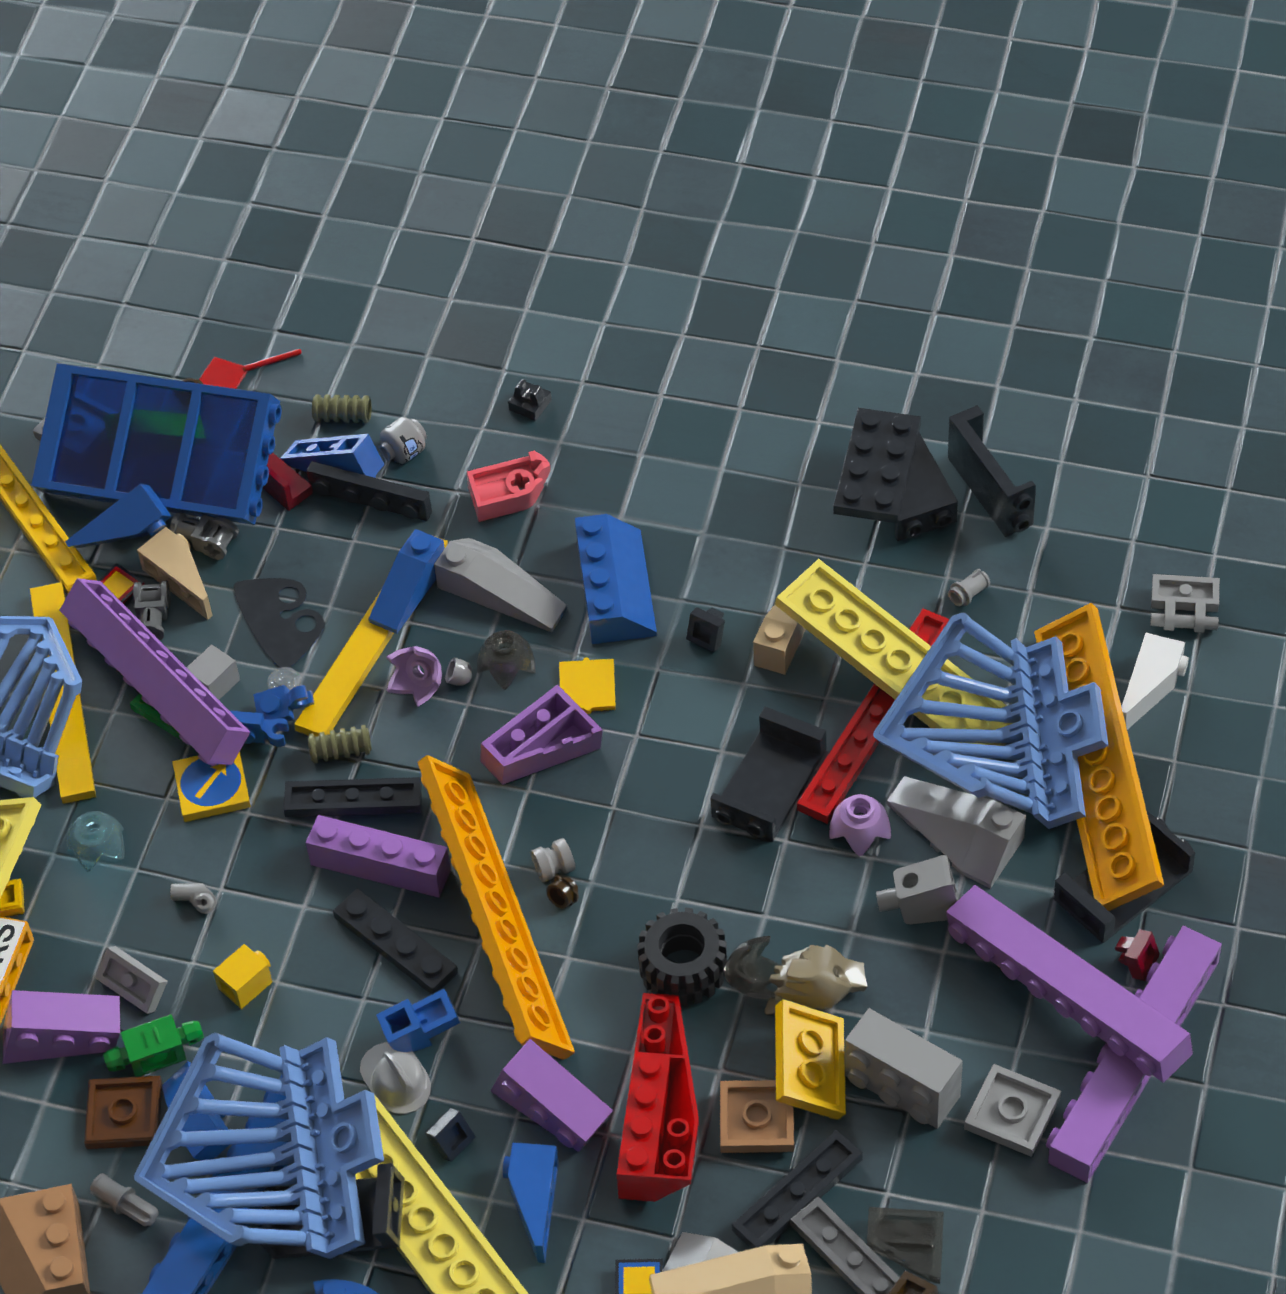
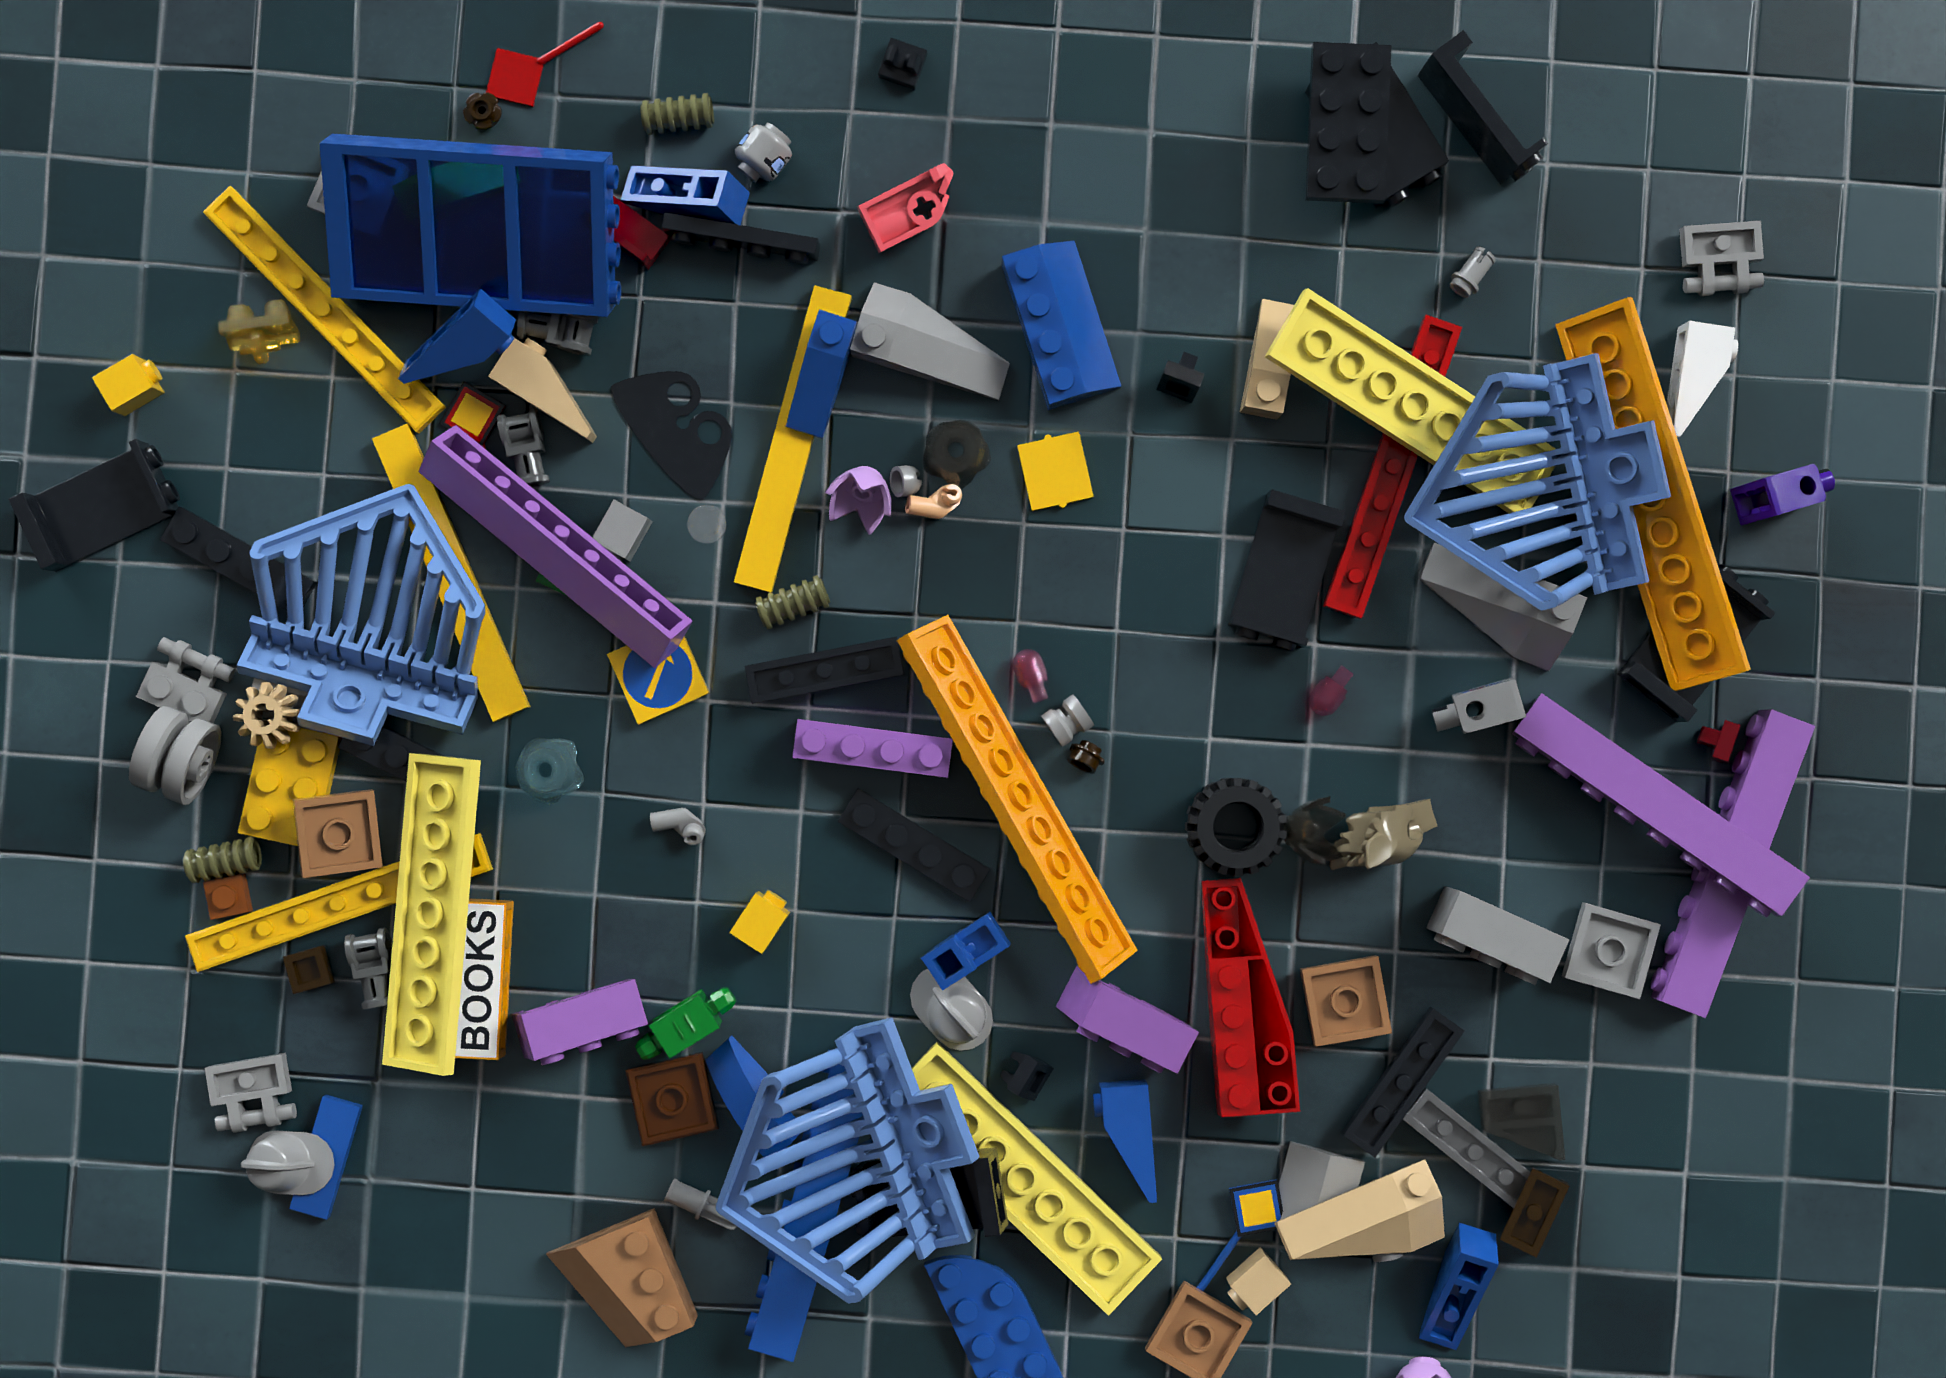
camera: 20 degrees left, 35 degrees up
(131, 979) = (638, 945): light grey plate -> none
(262, 728) = (687, 597): blue plate -> none
(281, 702) = (710, 562): blue plate -> none
(482, 693) = (937, 504): none -> light nougat arm
(530, 824) = (1031, 673): none -> clear pink cylinder
(540, 737) = (1022, 565): medium lavender wedge -> none
(790, 873) = (1330, 693): none -> clear pink cylinder
(810, 1059) = (1394, 933): yellow plate -> none
(857, 829) = (1382, 626): lavender piece -> none
(1213, 768) = (1781, 493): none -> dark purple torso

